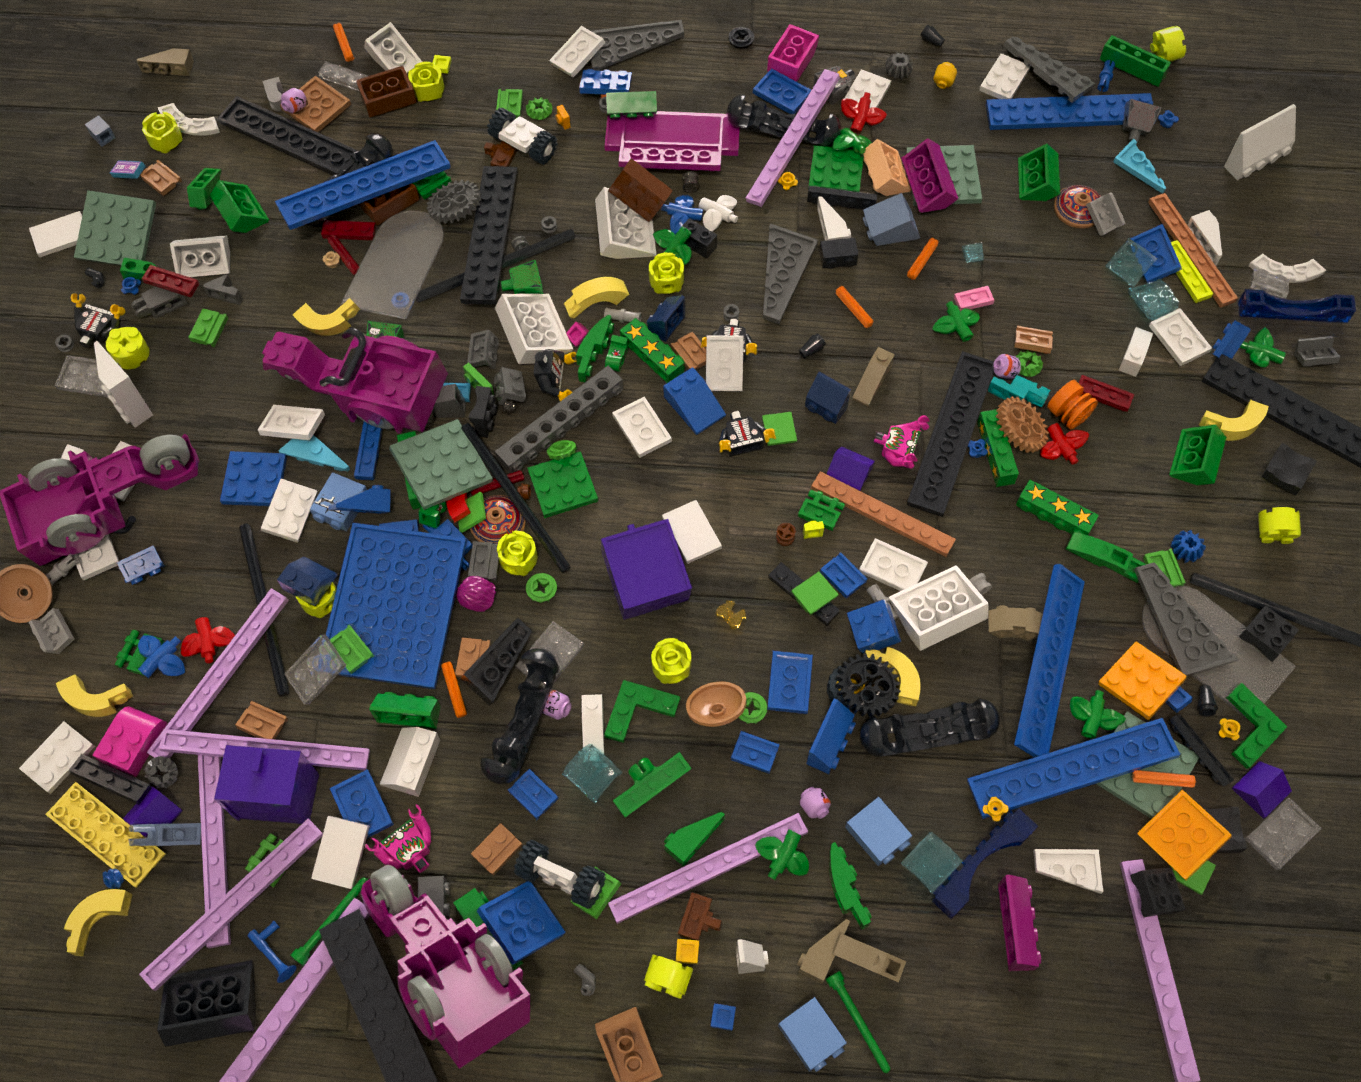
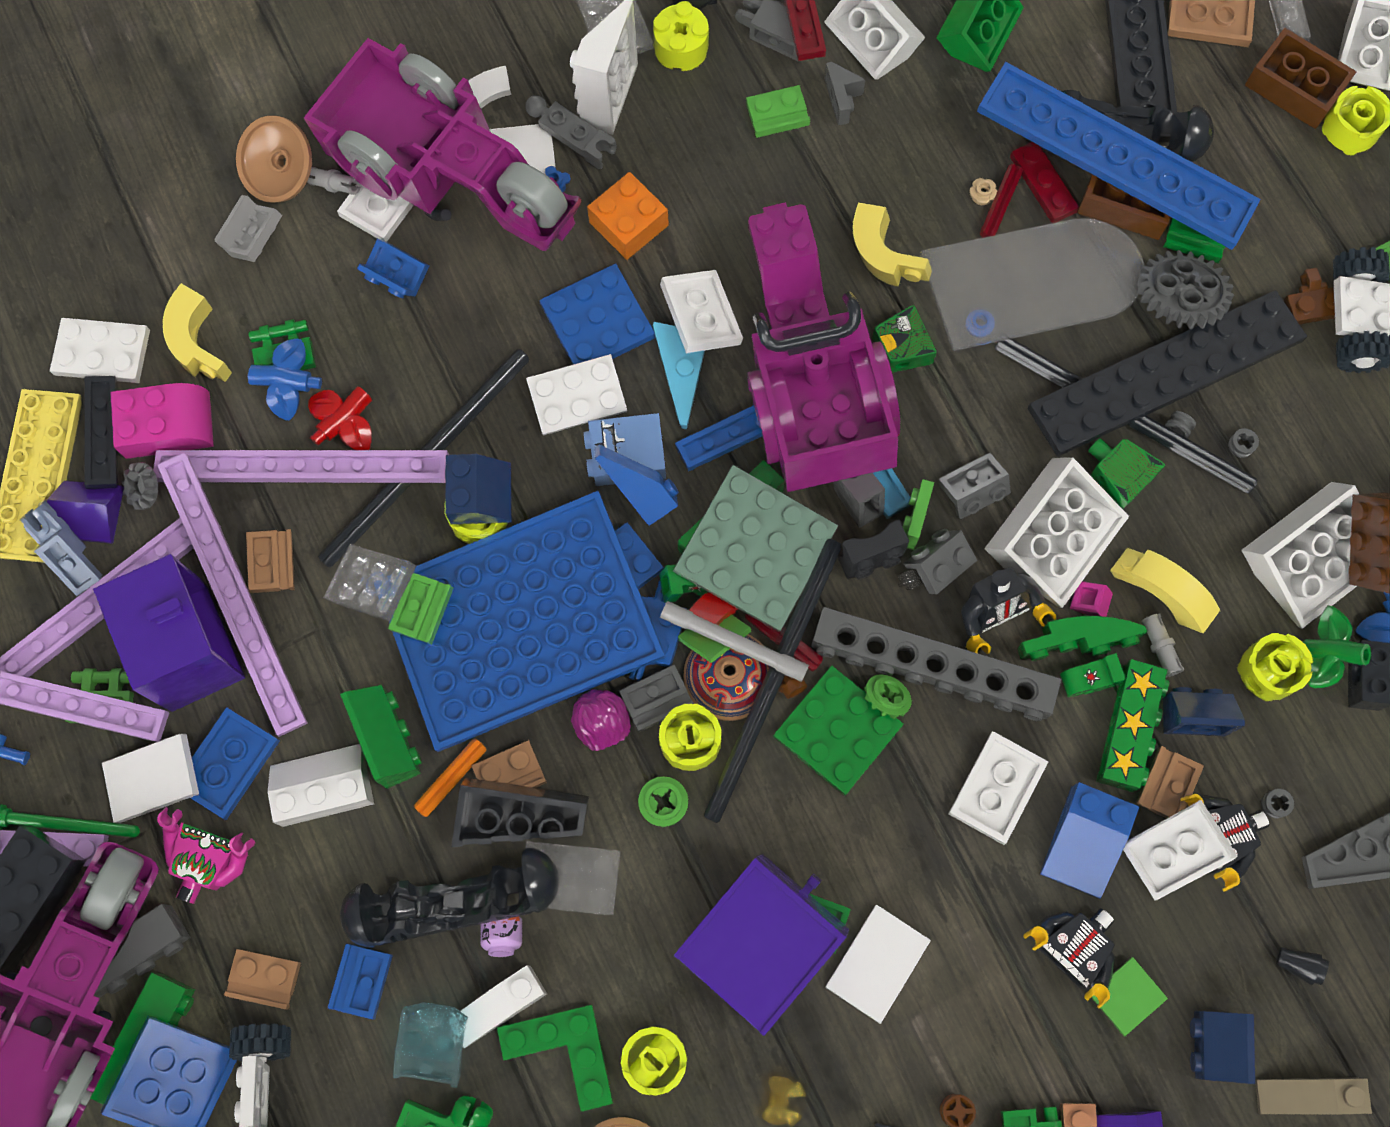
camera: 60 degrees right, 10 degrees up
(135, 431) = (571, 130): none -> dark grey plate
(208, 429) = (628, 215): none -> orange brick
(456, 515) = (688, 620): none -> light grey piece

